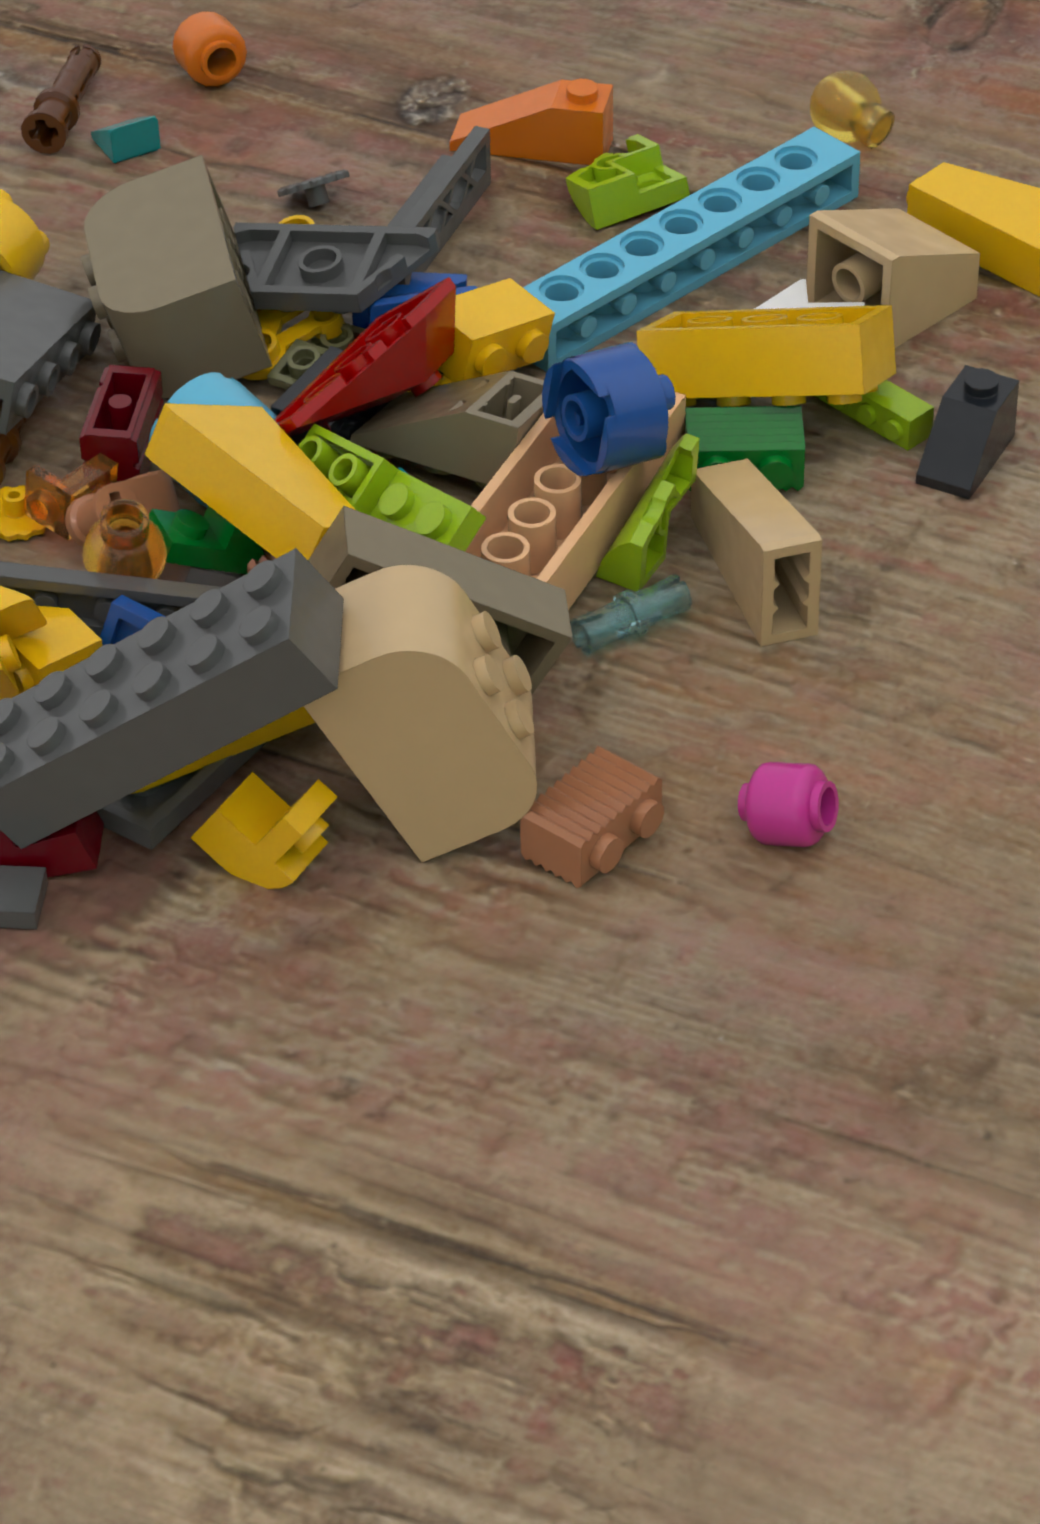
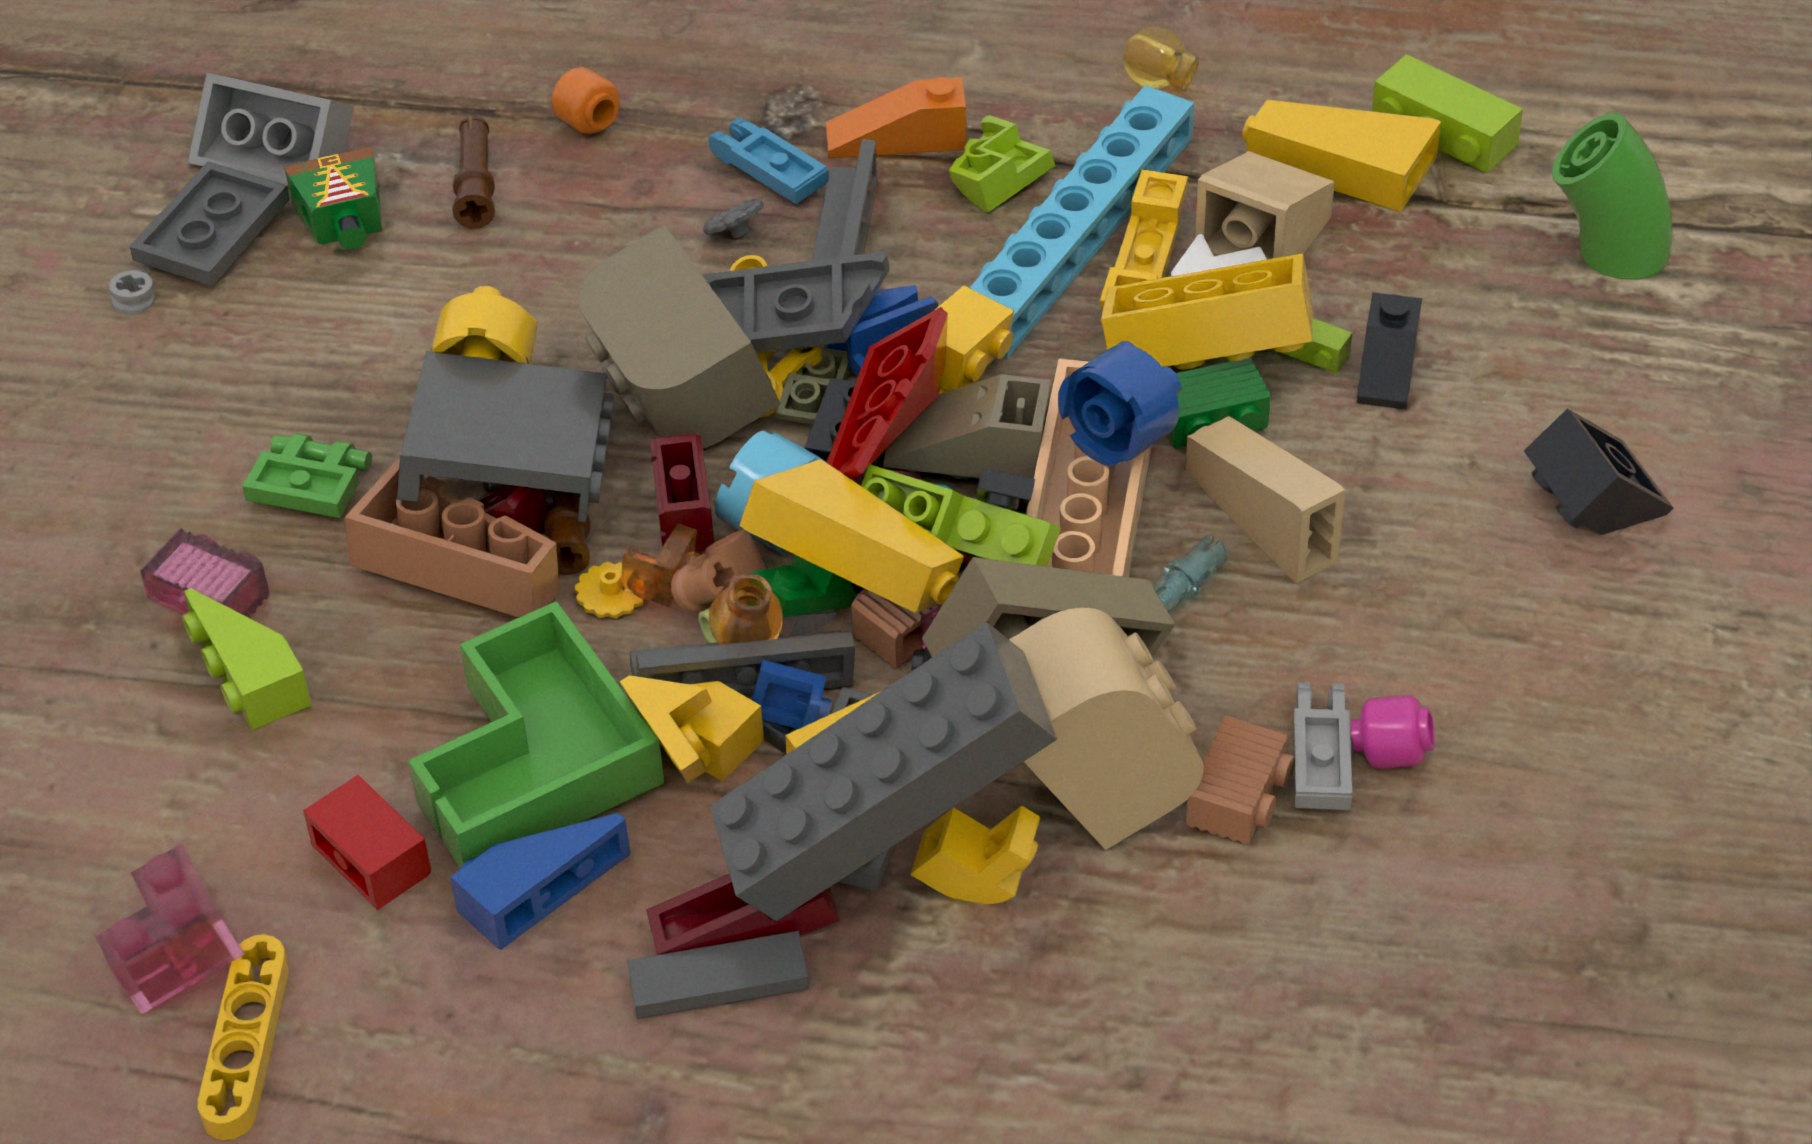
camera: 15 degrees left, 5 degrees up
(128, 138) = (546, 199): teal slope -> none
(380, 139) = (769, 160): none -> dark azure hinge
(446, 470) = (1005, 488): none -> black plate
(643, 538) = (1167, 486): lime slope -> none
(700, 808) = (1322, 751): none -> light grey hinge
(771, 263) = (1150, 231): none -> yellow slope

